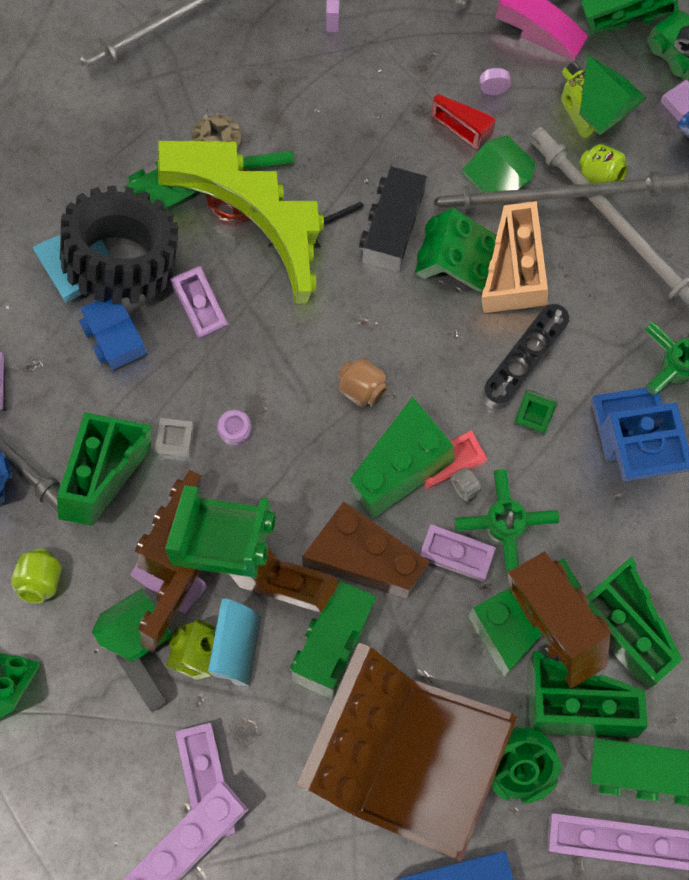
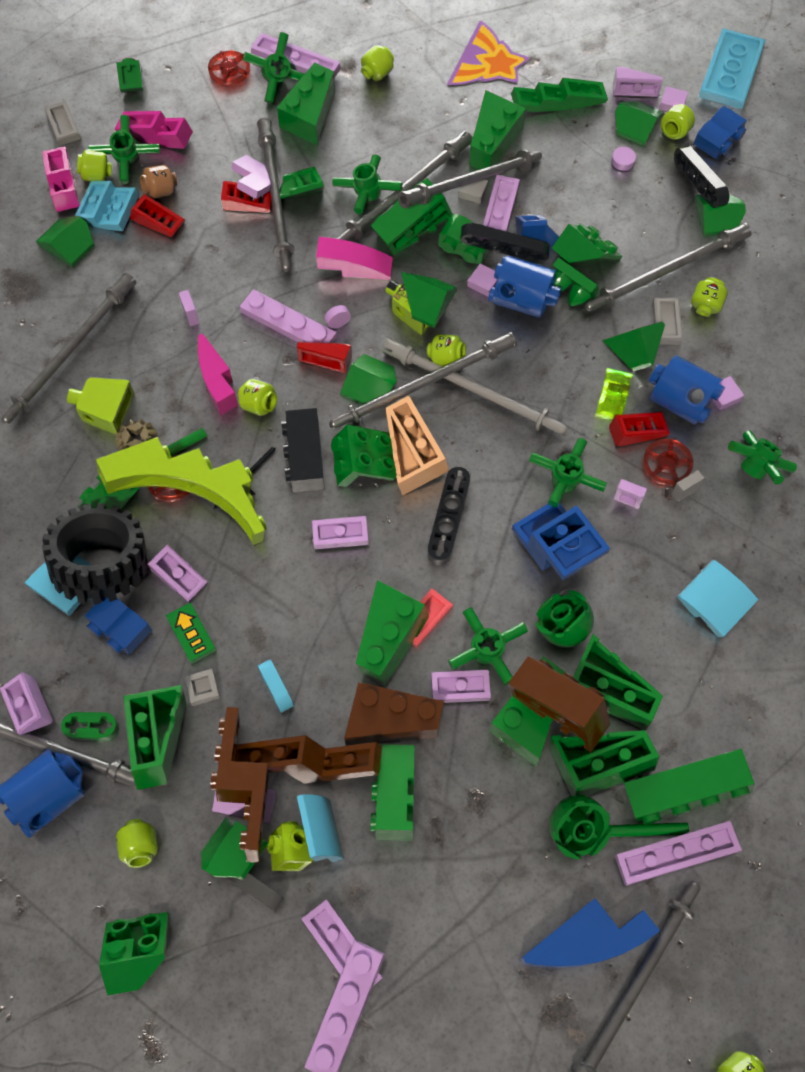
camera: 20 degrees left, 5 degrees down
(42, 424) = (90, 720): none -> green beam
(186, 373) = (191, 633): none -> green tile
(196, 81) = (103, 402): none -> lime torso
(220, 534) = (275, 747): green panel -> none
(234, 427) = (246, 660): lavender tile -> none
(253, 468) = (275, 686): none -> medium azure beam
(330, 98) = (216, 376): none -> dark pink slope
(362, 382) = (332, 584): medium nougat head -> none
(366, 139) = (257, 397): none -> lime head
(395, 327) = (340, 532): none -> lavender plate
(407, 754) = (490, 857): reddish brown bracket -> none
(435, 63) = (285, 319): none -> lavender plate
(466, 484) = (445, 630): light grey axle -> none
(536, 411) = (474, 554): green slope -> none
(602, 802) = (653, 829): none -> green bar
(608, 527) = (565, 619): none -> green cylinder

